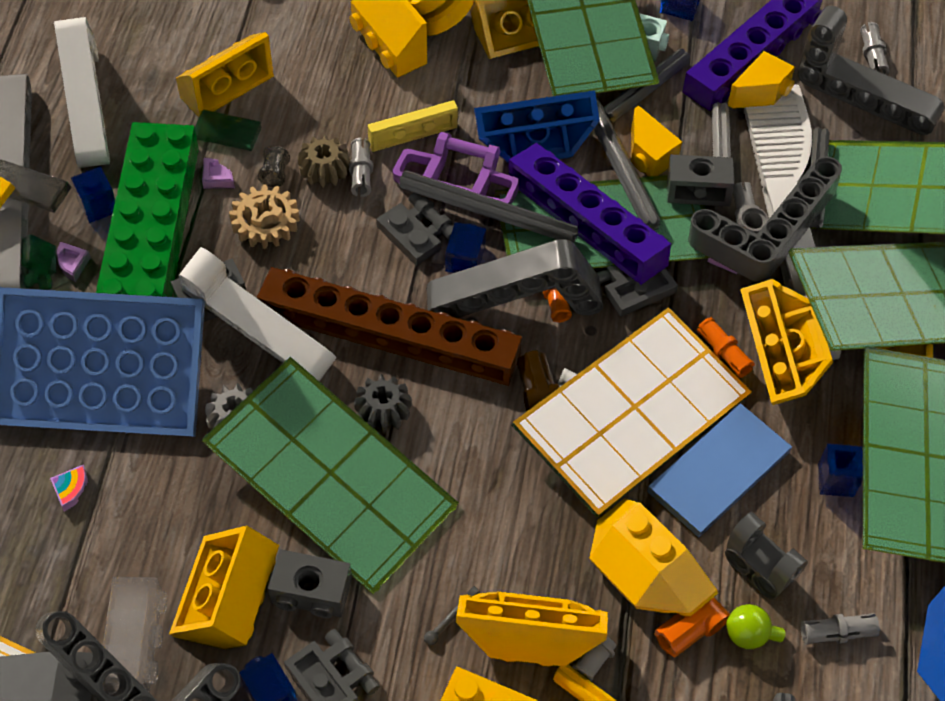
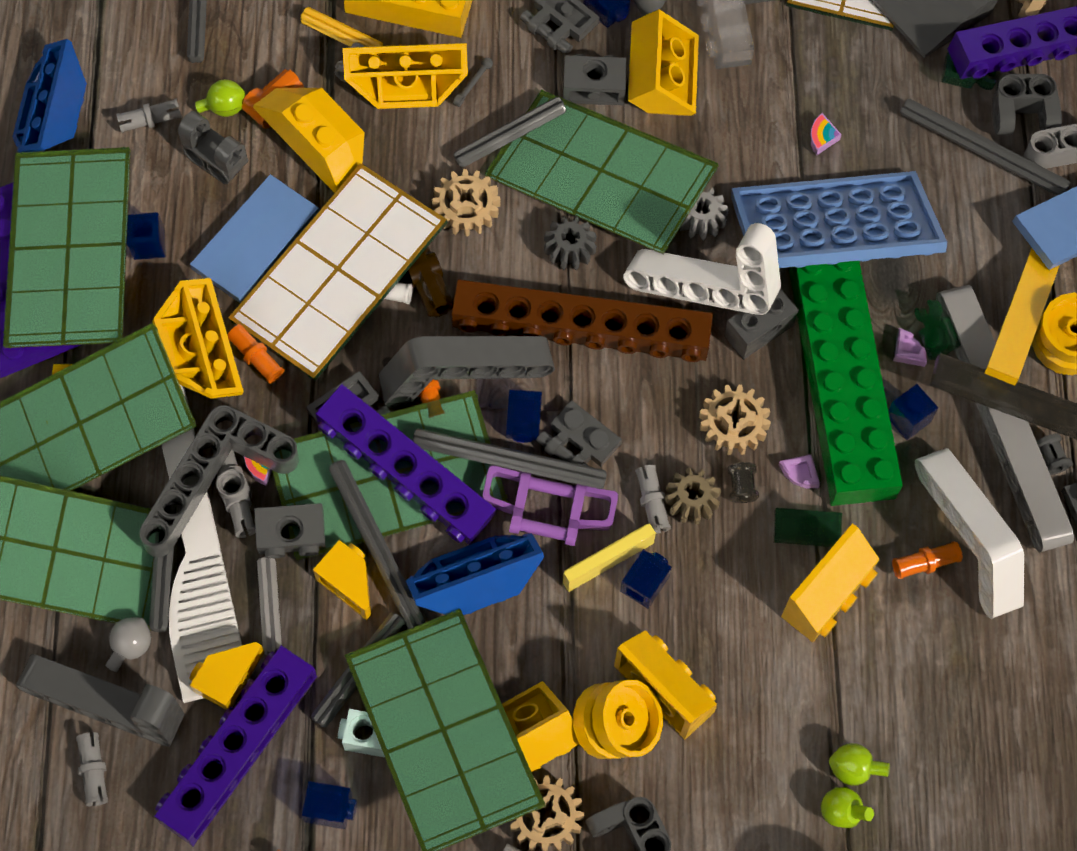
camera: 170 degrees right, 10 degrees up
(131, 87) = (927, 560): none -> orange pin
(383, 102) = (646, 578): none -> clear blue brick
(421, 536) = (509, 132): none -> dark grey axle
(486, 463) = (466, 202): none -> tan gear
(847, 126) = (128, 640): none -> light grey piece

